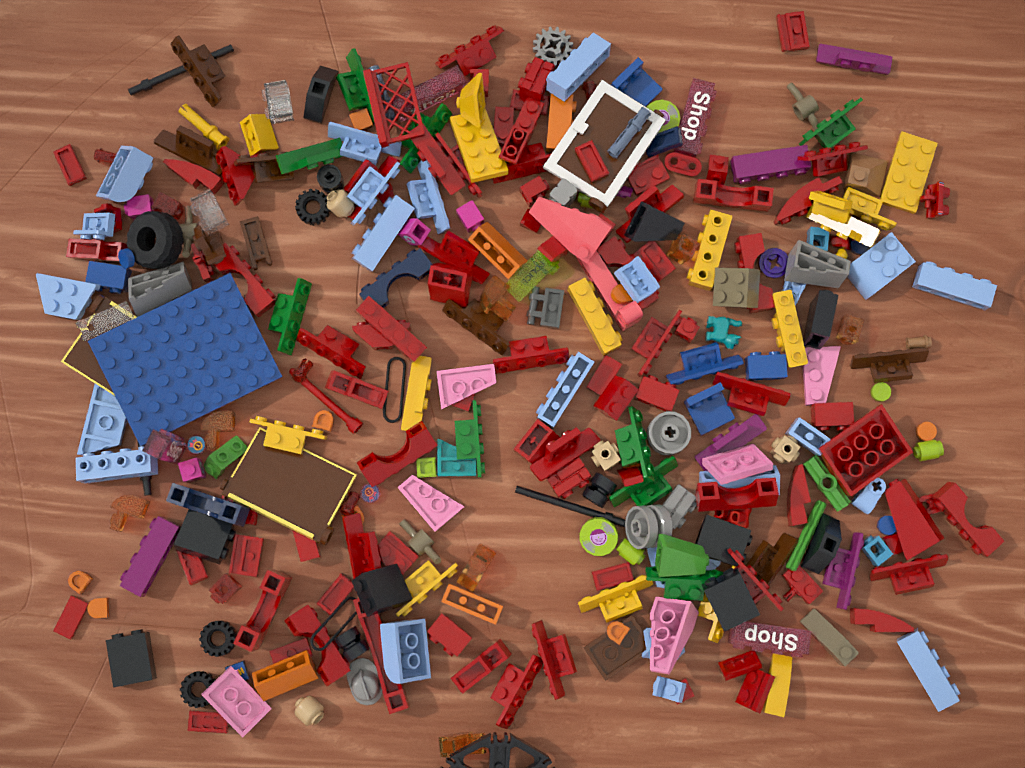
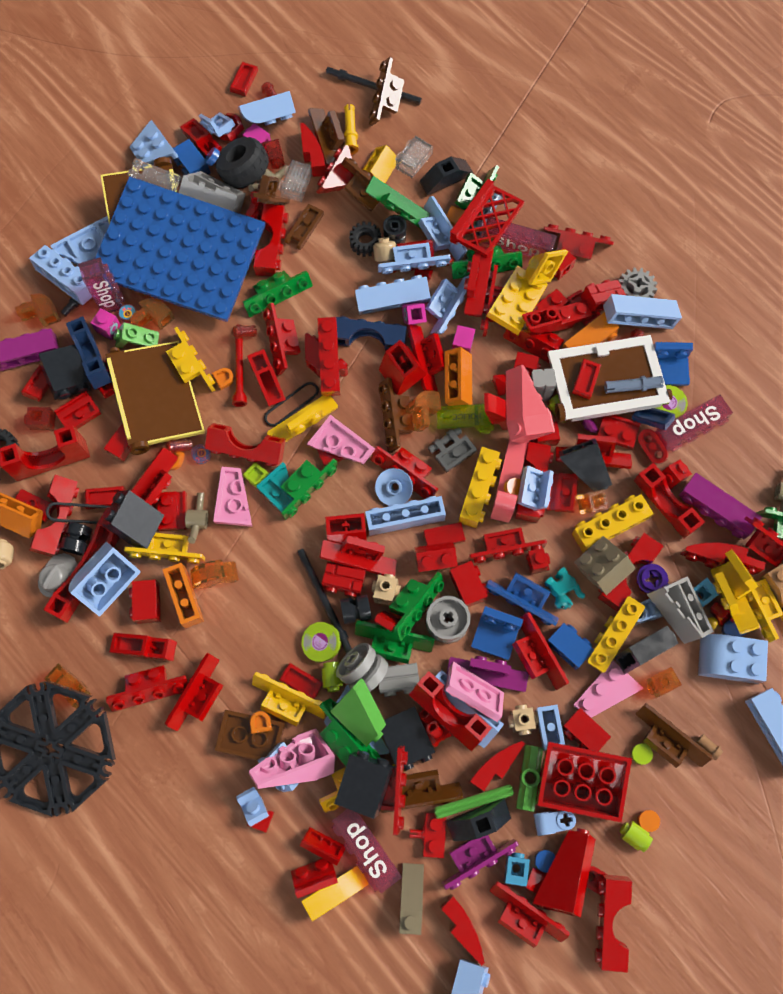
camera: 50 degrees right, 10 degrees down
(539, 384) = (385, 489): none -> light blue dish

